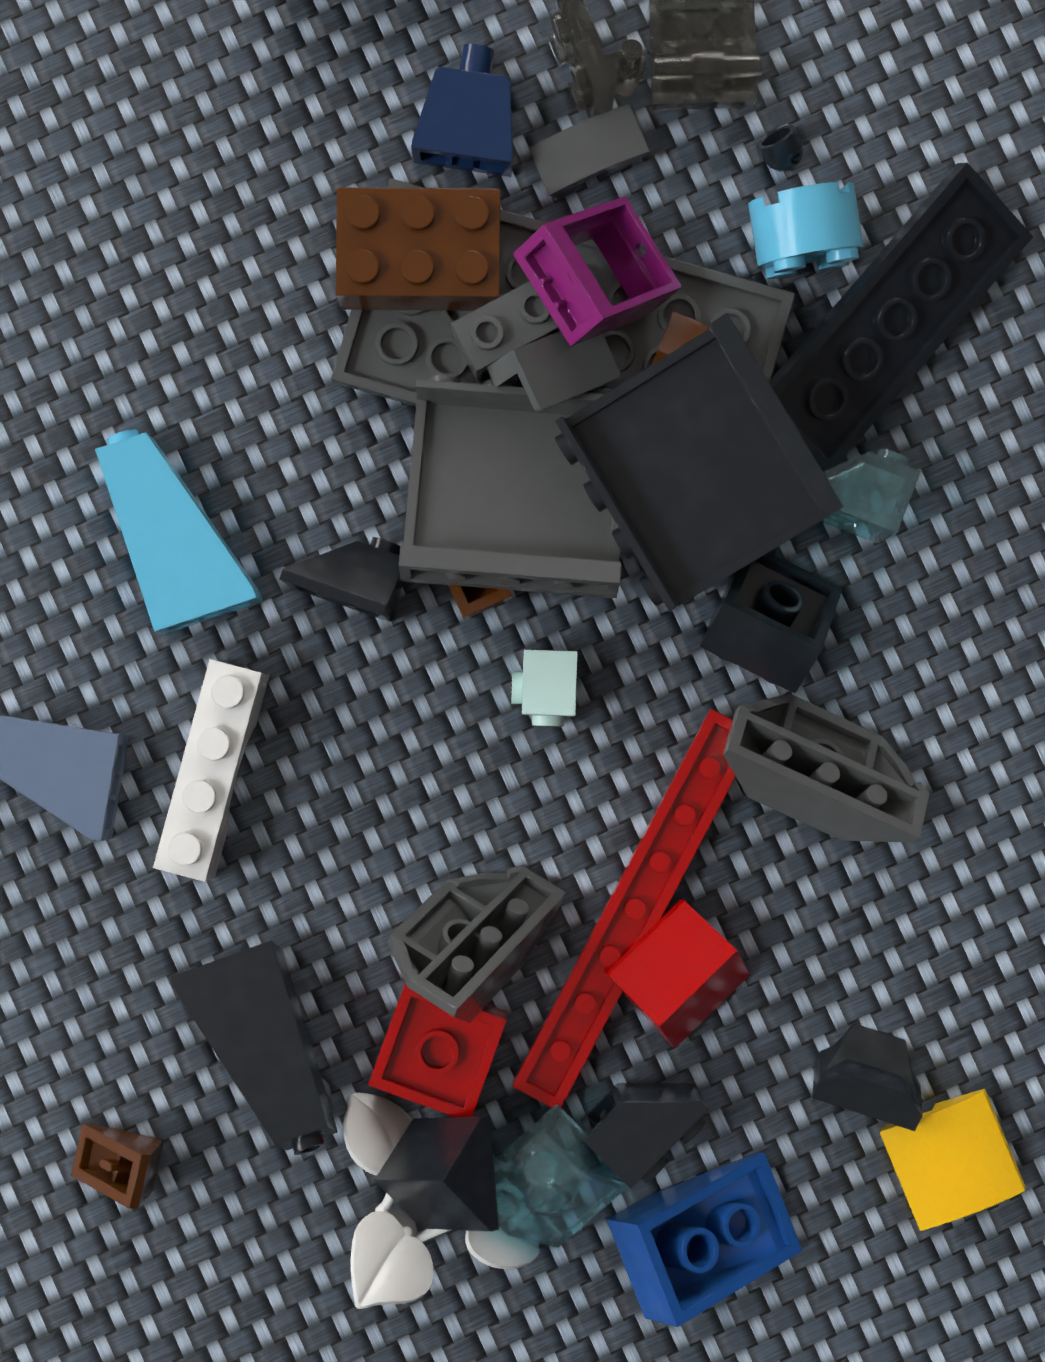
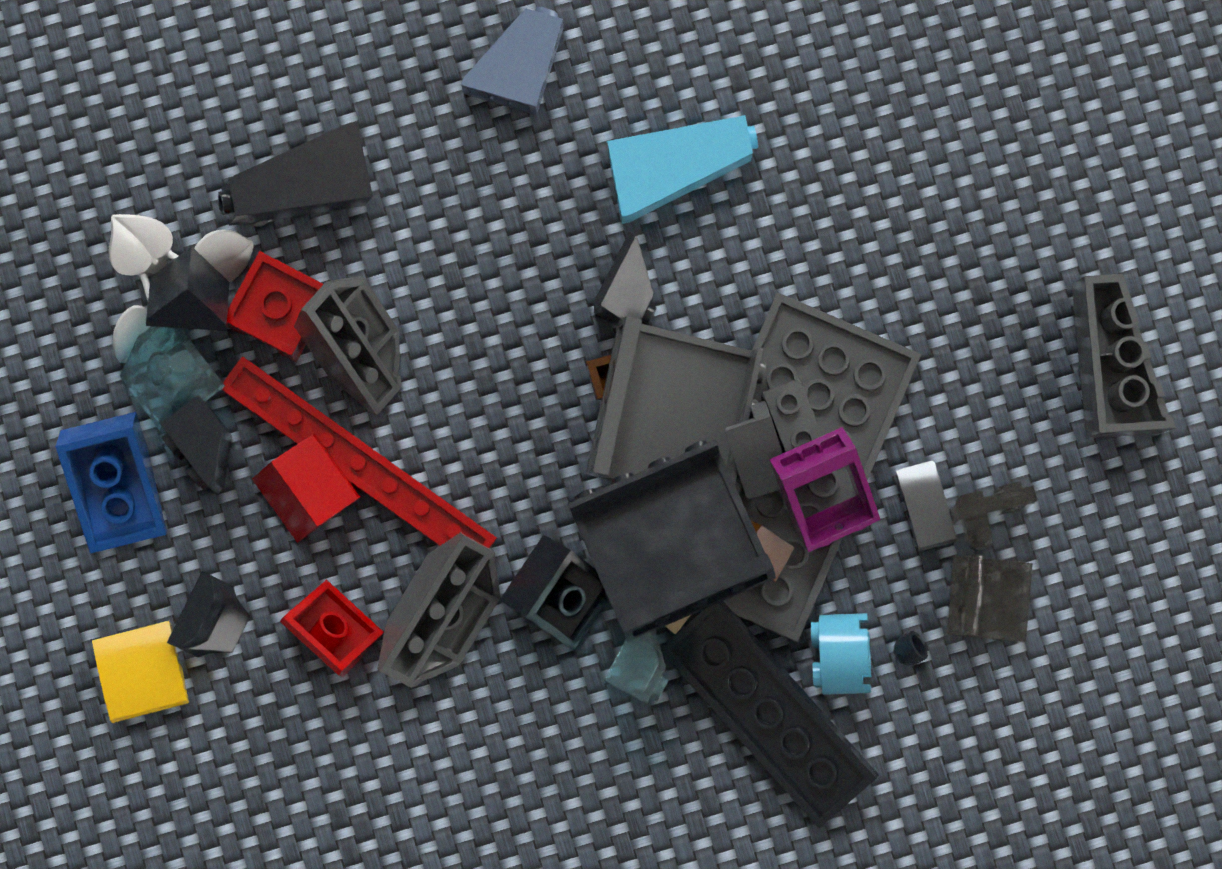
camera: 100 degrees right, 5 degrees down
(117, 1163) = (228, 69): reddish brown slope -> none
(208, 771) = (520, 175): white arch -> none
(417, 248) = (861, 365): reddish brown brick -> none
(467, 117) = (961, 417): dark blue torso -> none
(546, 686) = (529, 420): light aqua brick -> none
(863, 911) = (332, 628): none -> red slope

